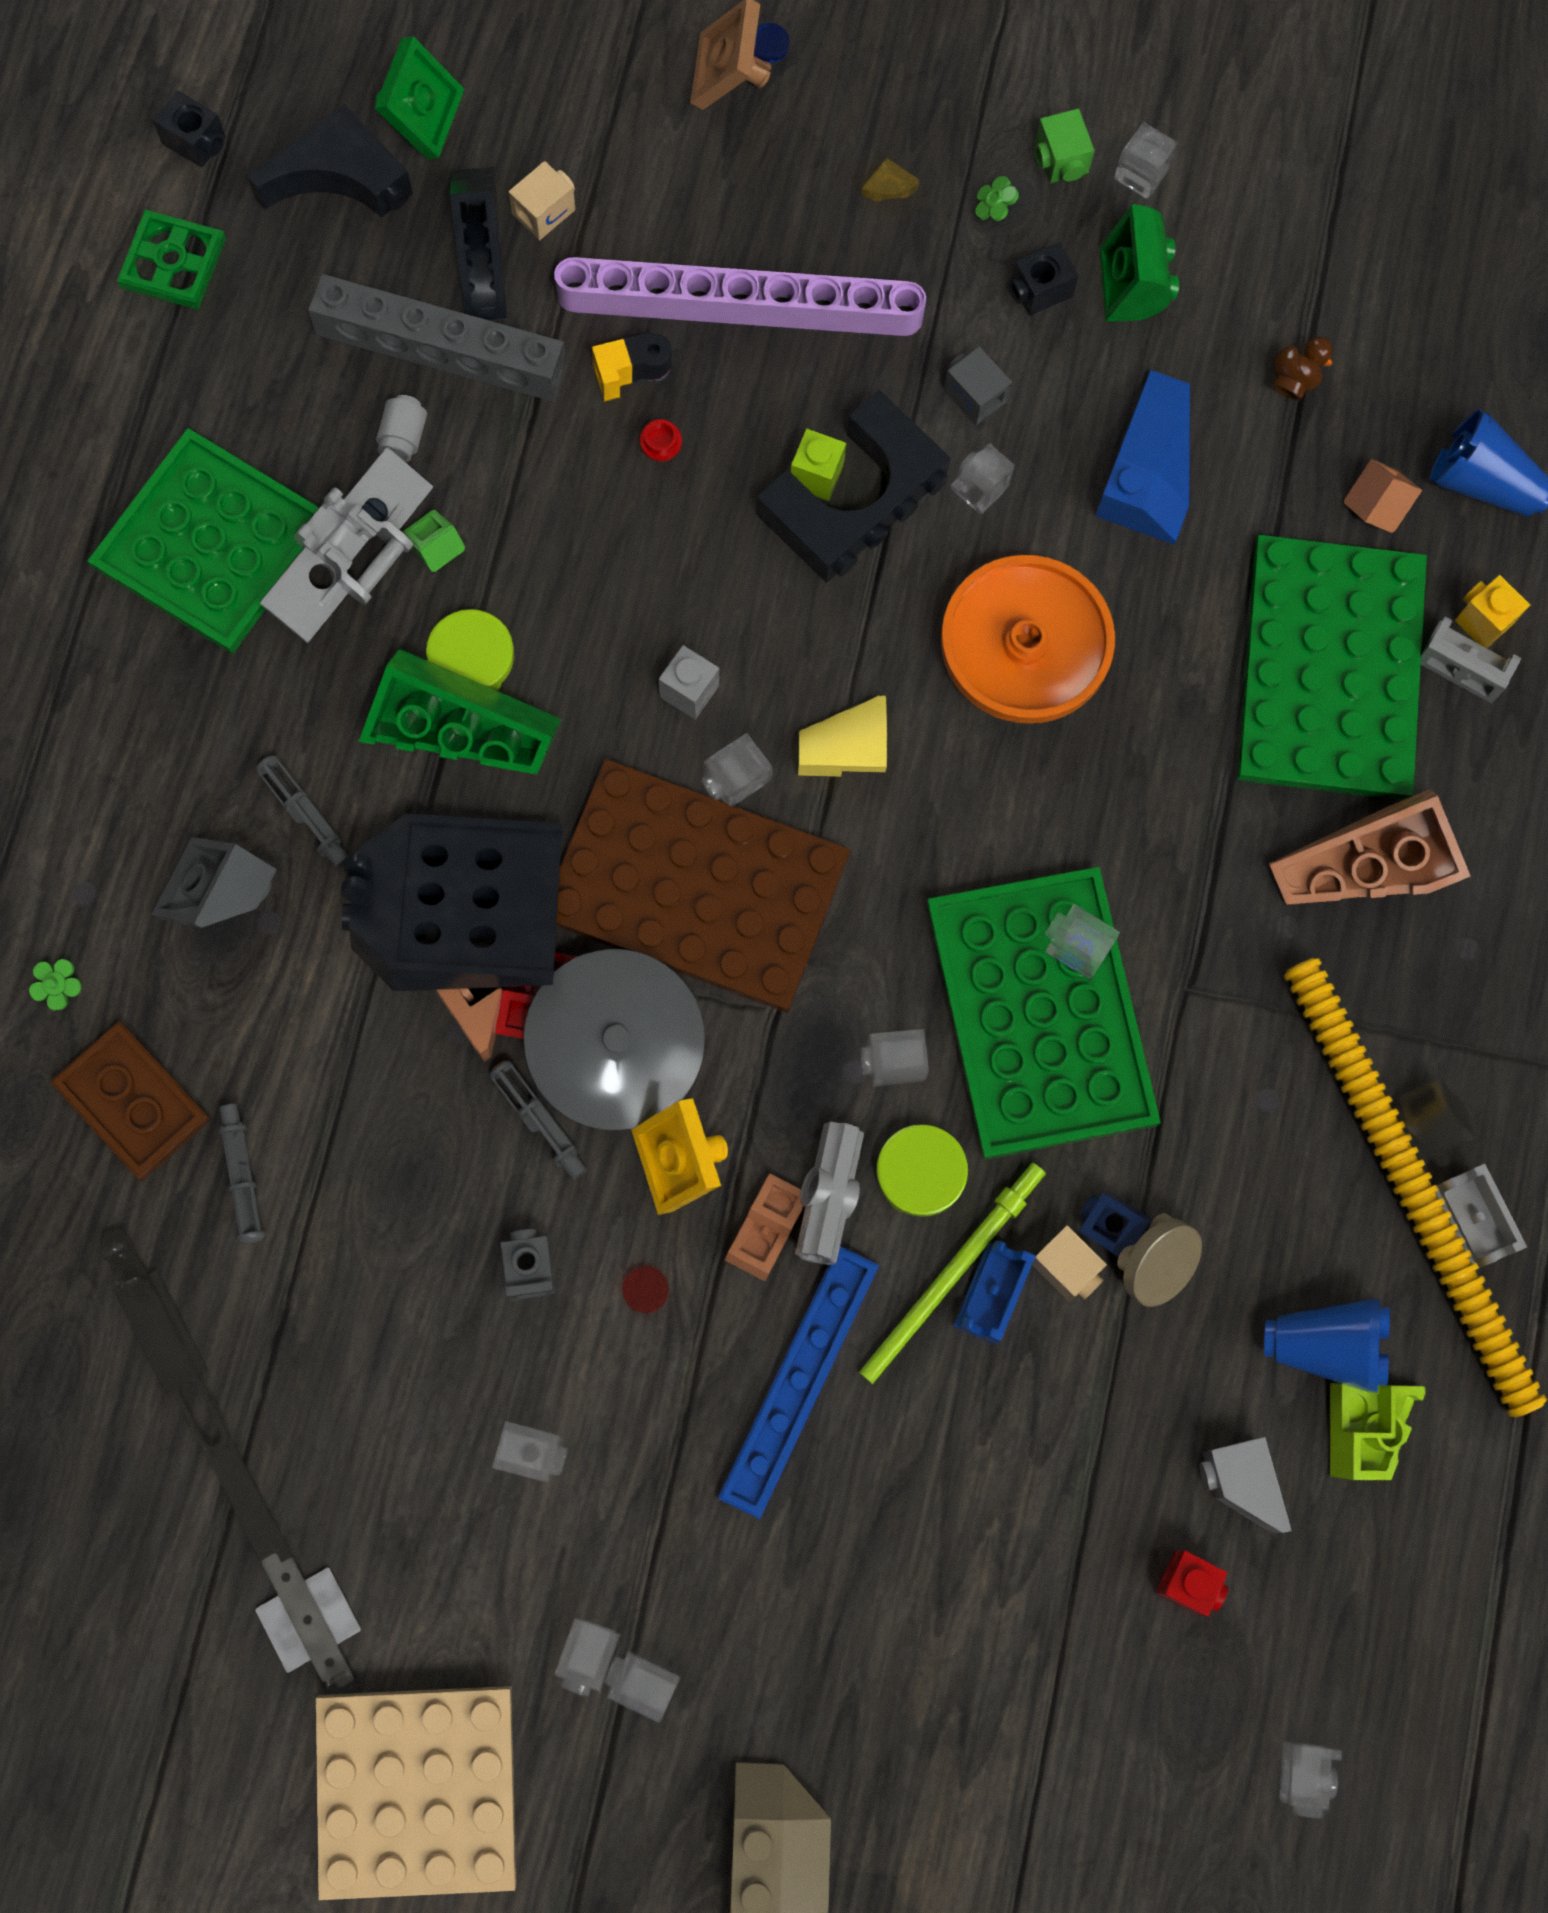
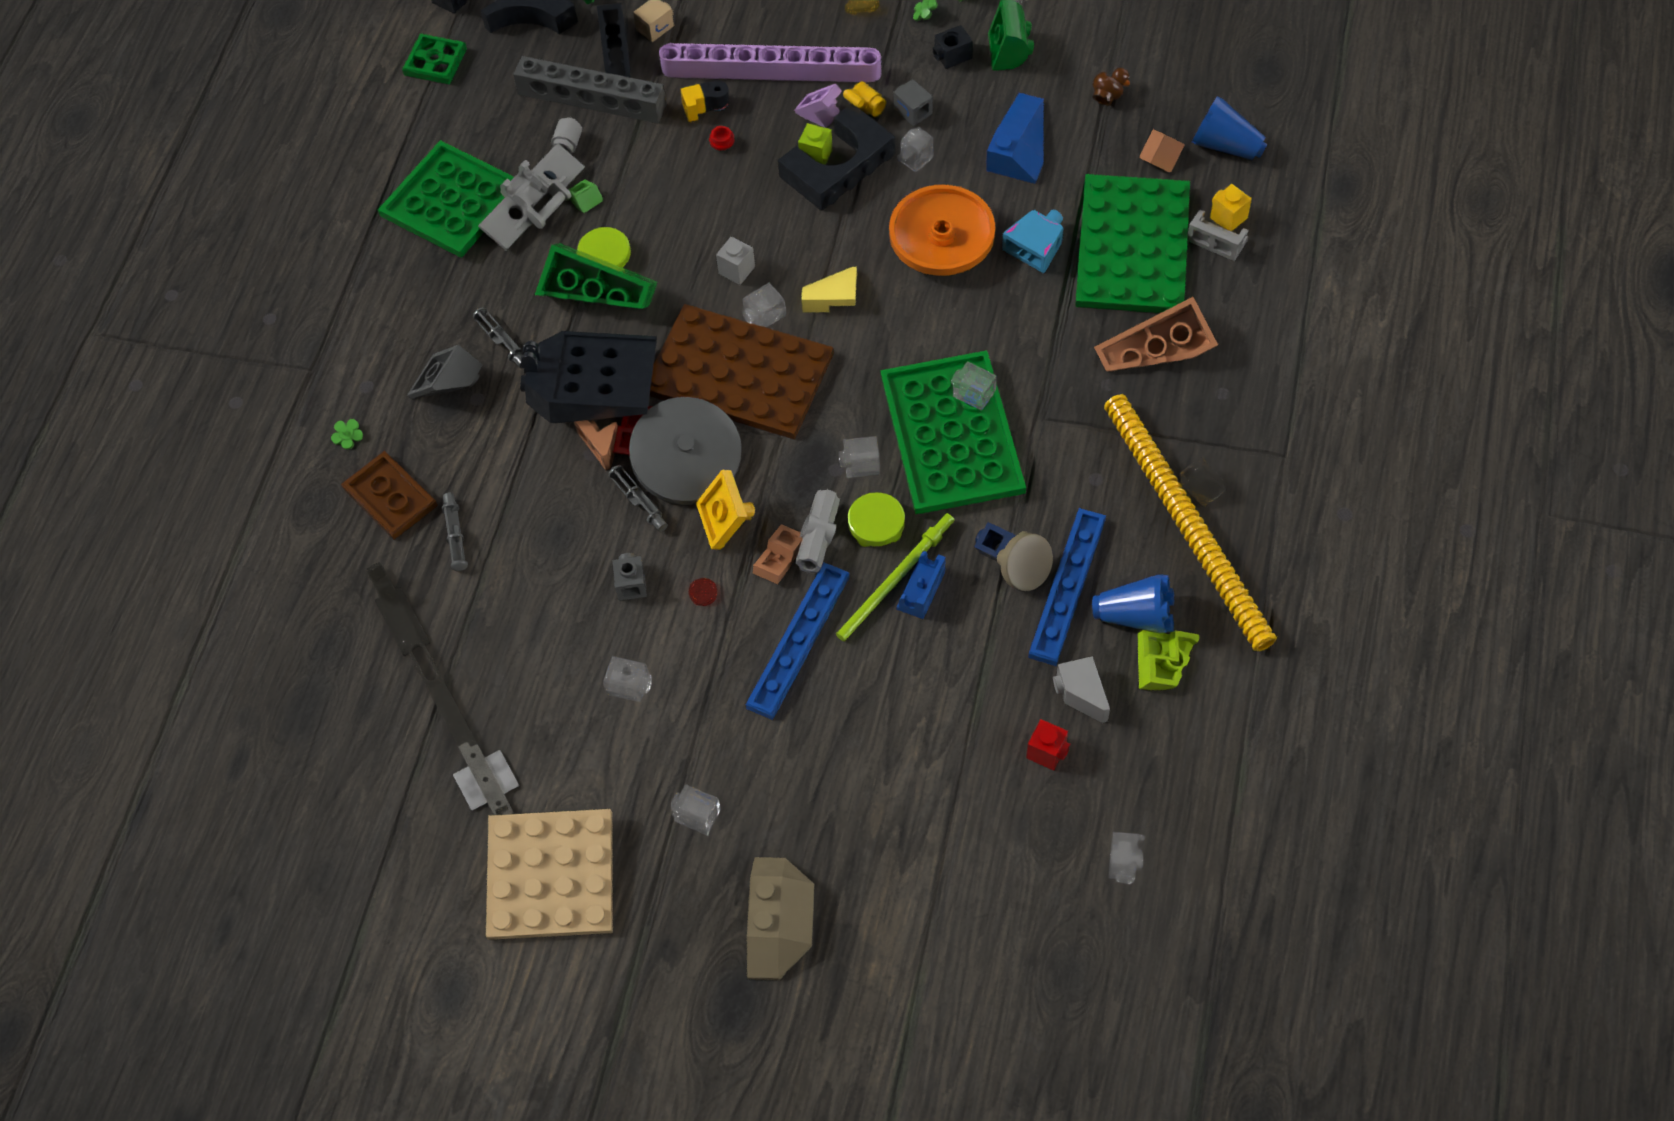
camera: 10 degrees right, 15 degrees down
(587, 1656) = (659, 792): clear brick -> none
(823, 384) = (820, 105): none -> lavender slope
(899, 377) = (865, 99): none -> yellow piece
(1070, 1265) = (968, 567): tan brick -> none
(1177, 656) = (1035, 238): none -> dark azure torso
(1221, 1295) = (1067, 587): none -> blue tile
(1480, 1216) = (1232, 535): light grey hinge -> none

